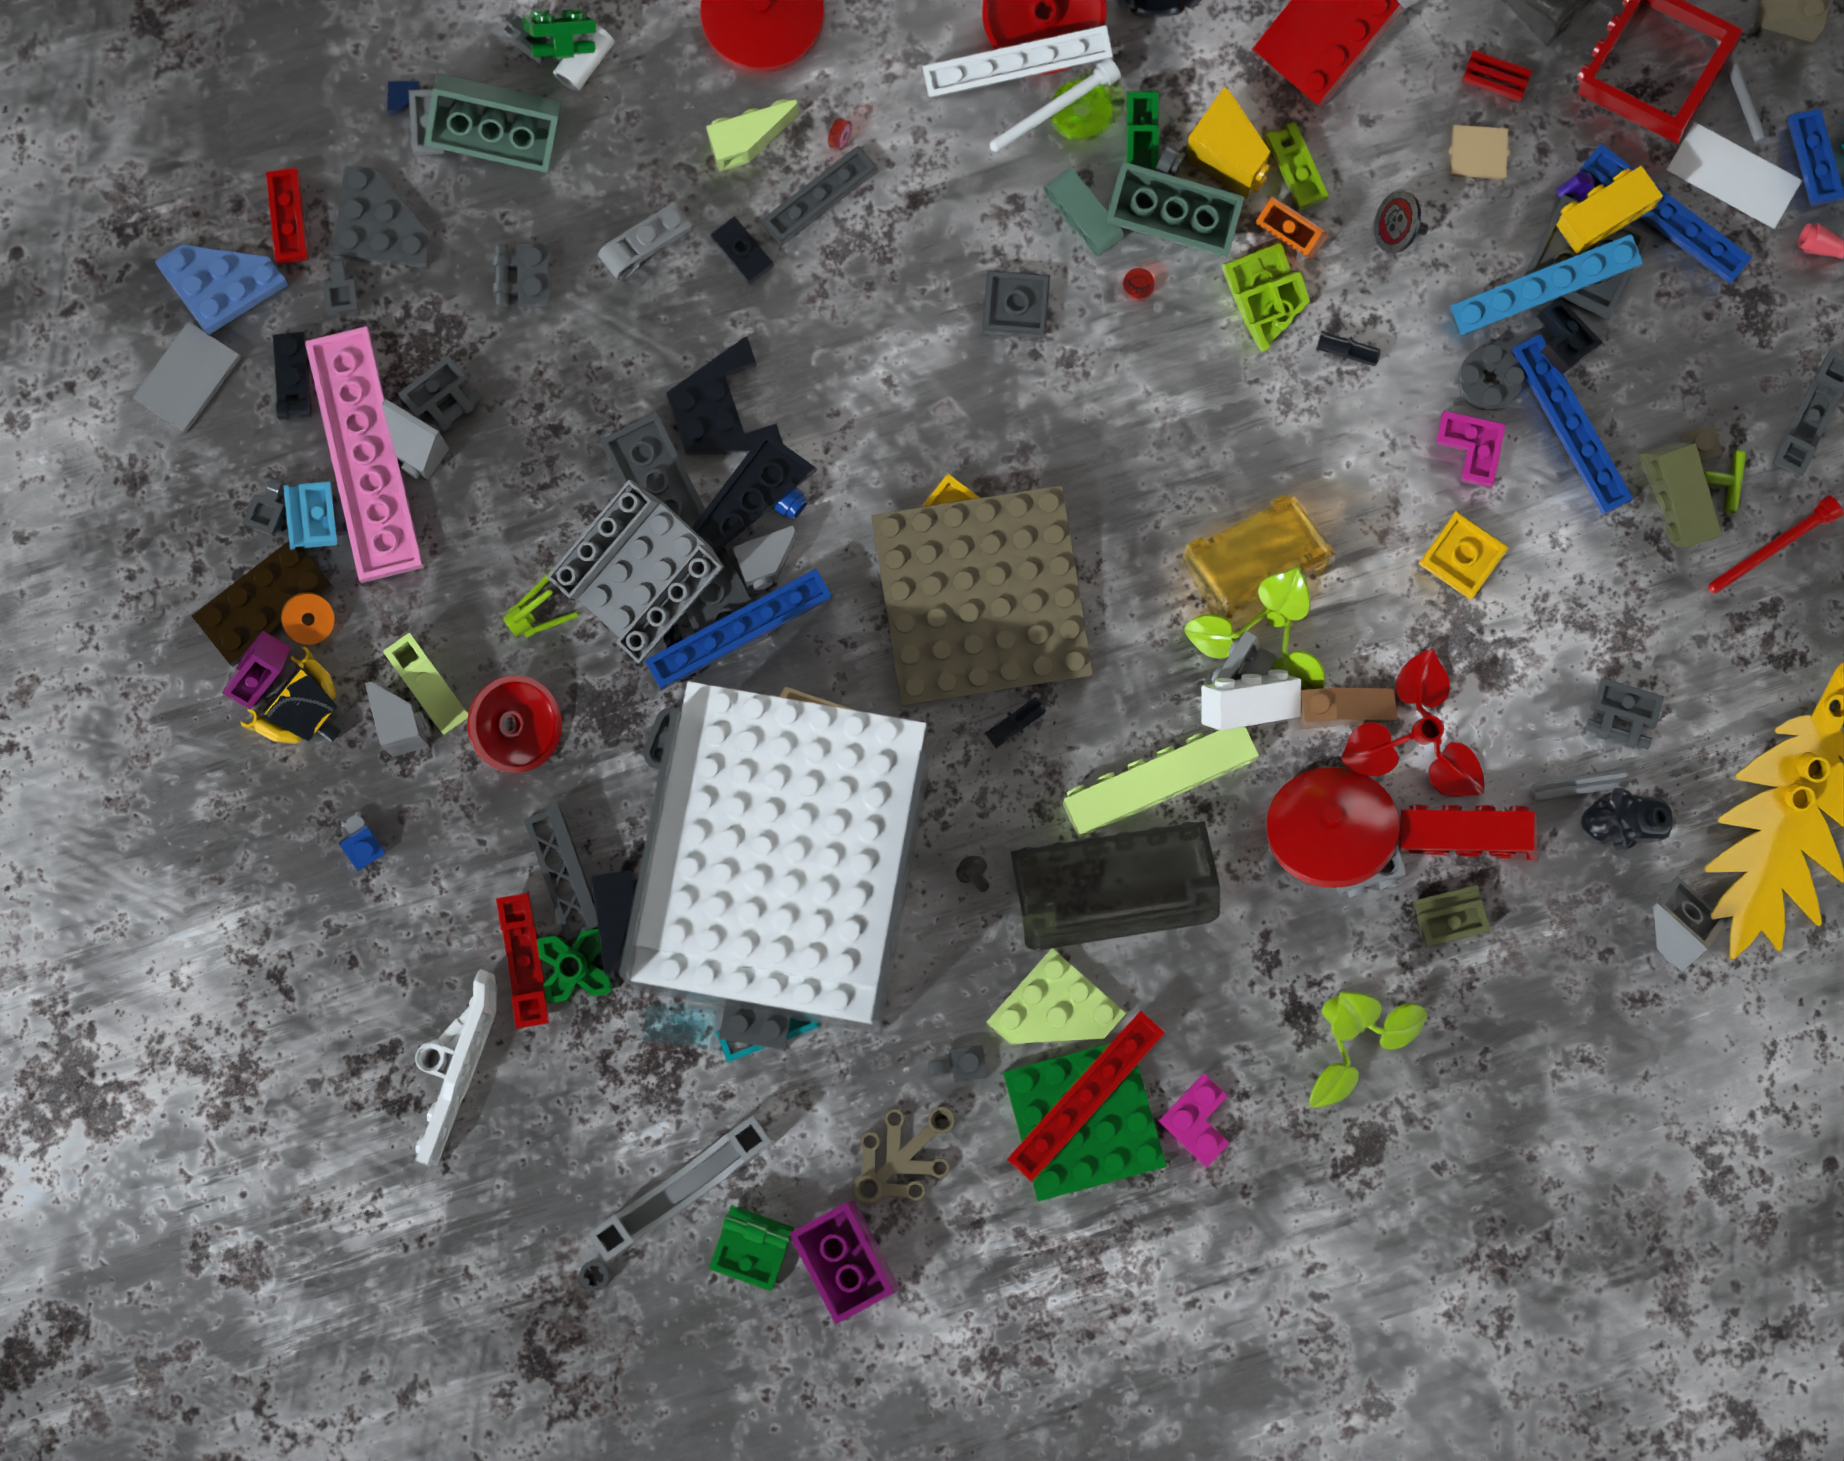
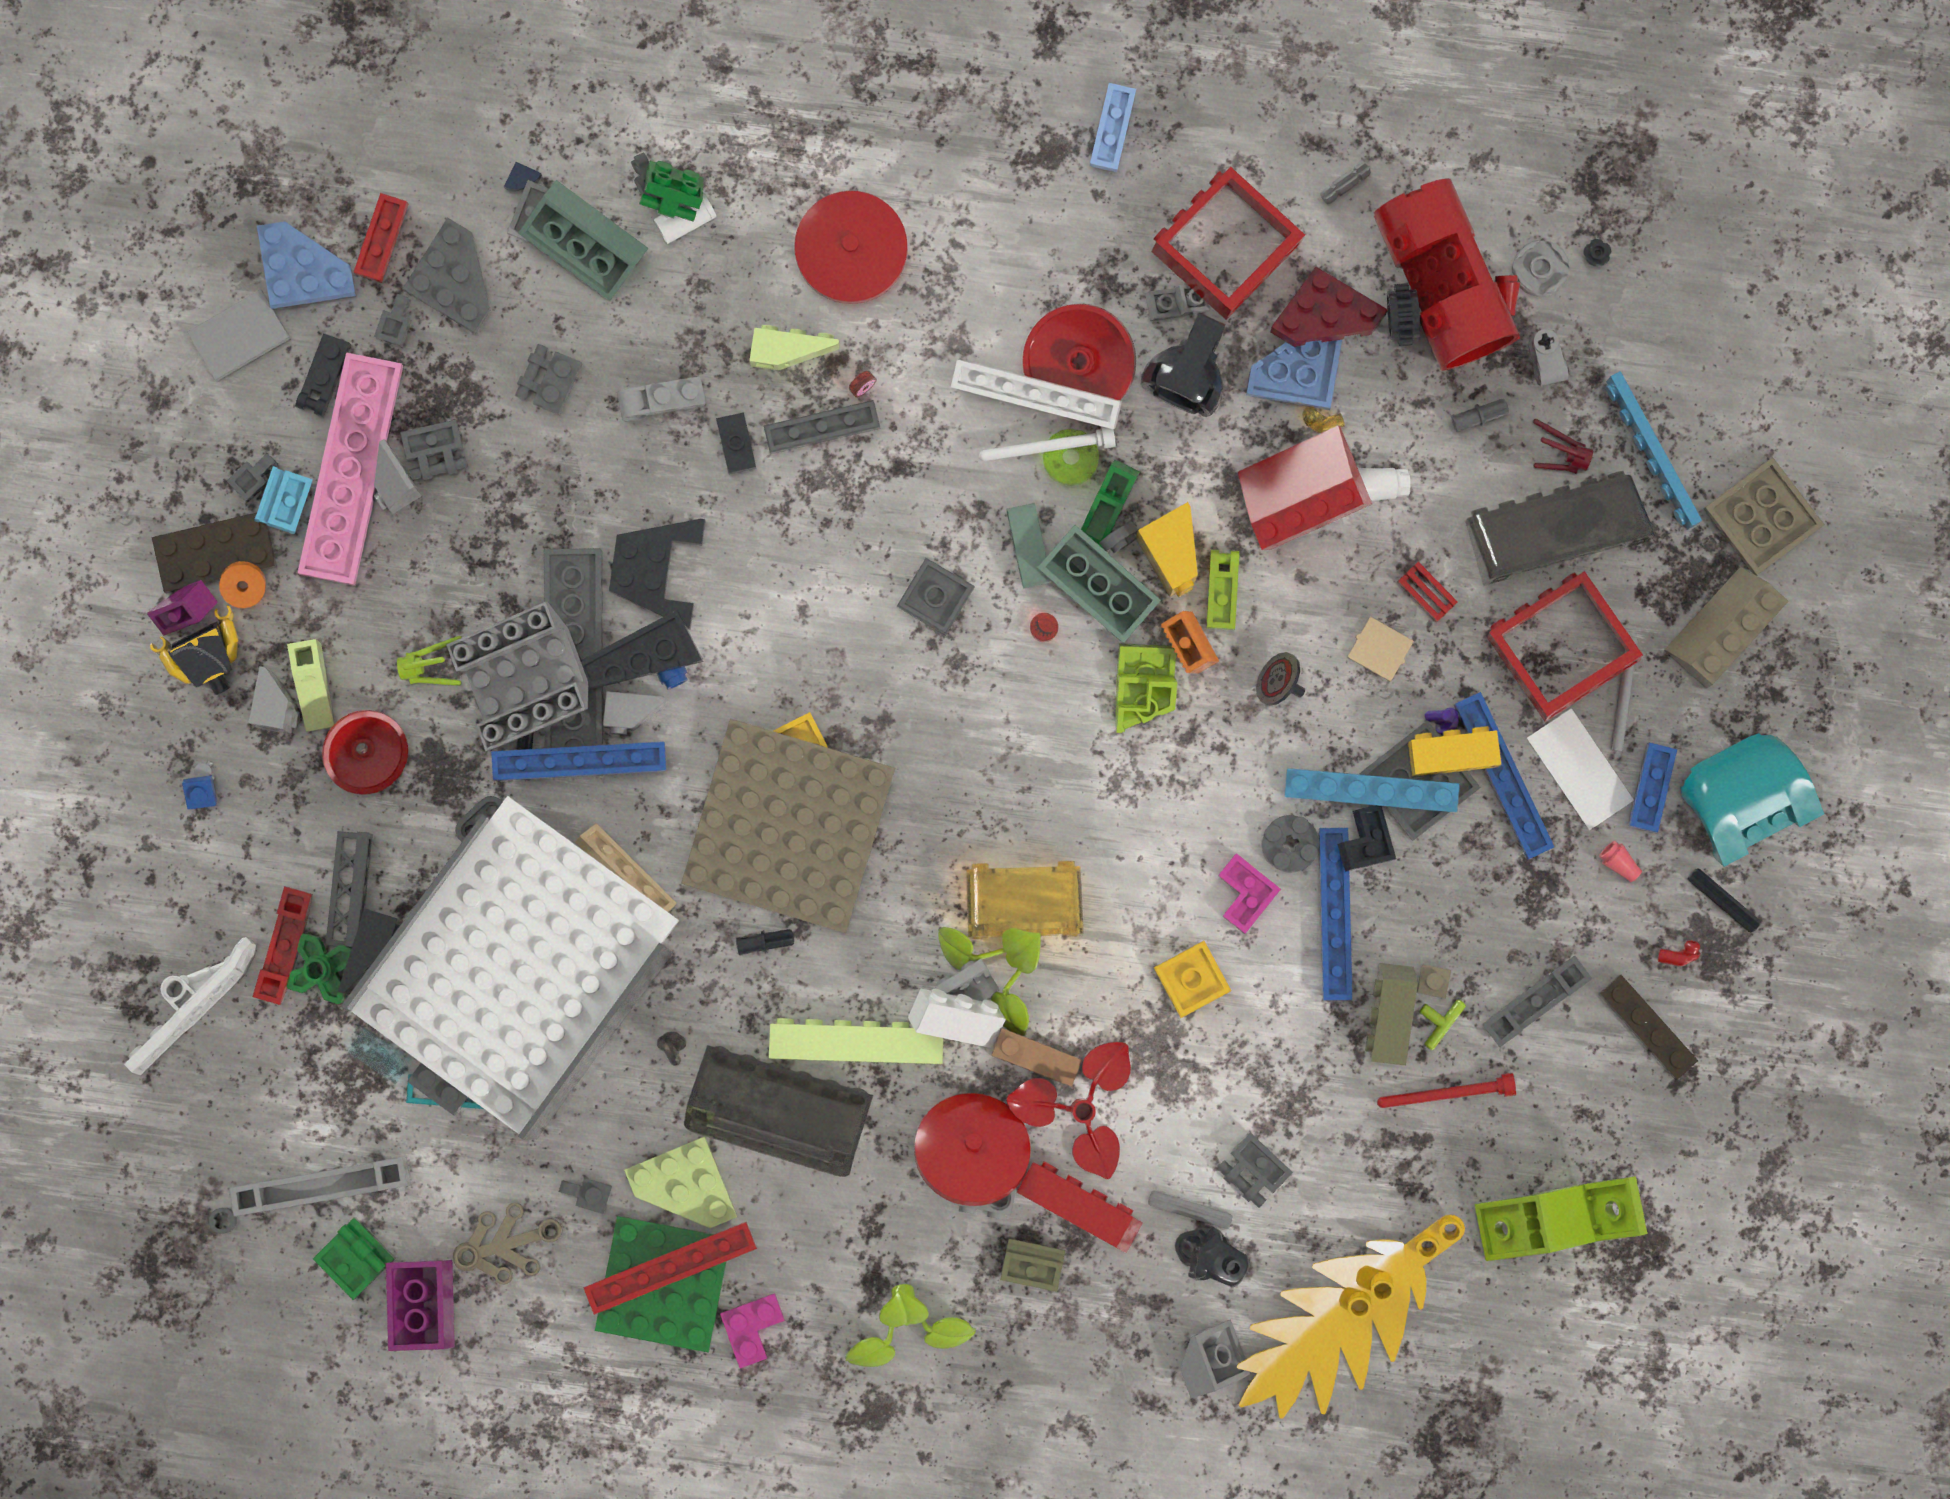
camera: 20 degrees right, 5 degrees up
(1348, 349) = (1187, 763): black axle -> none

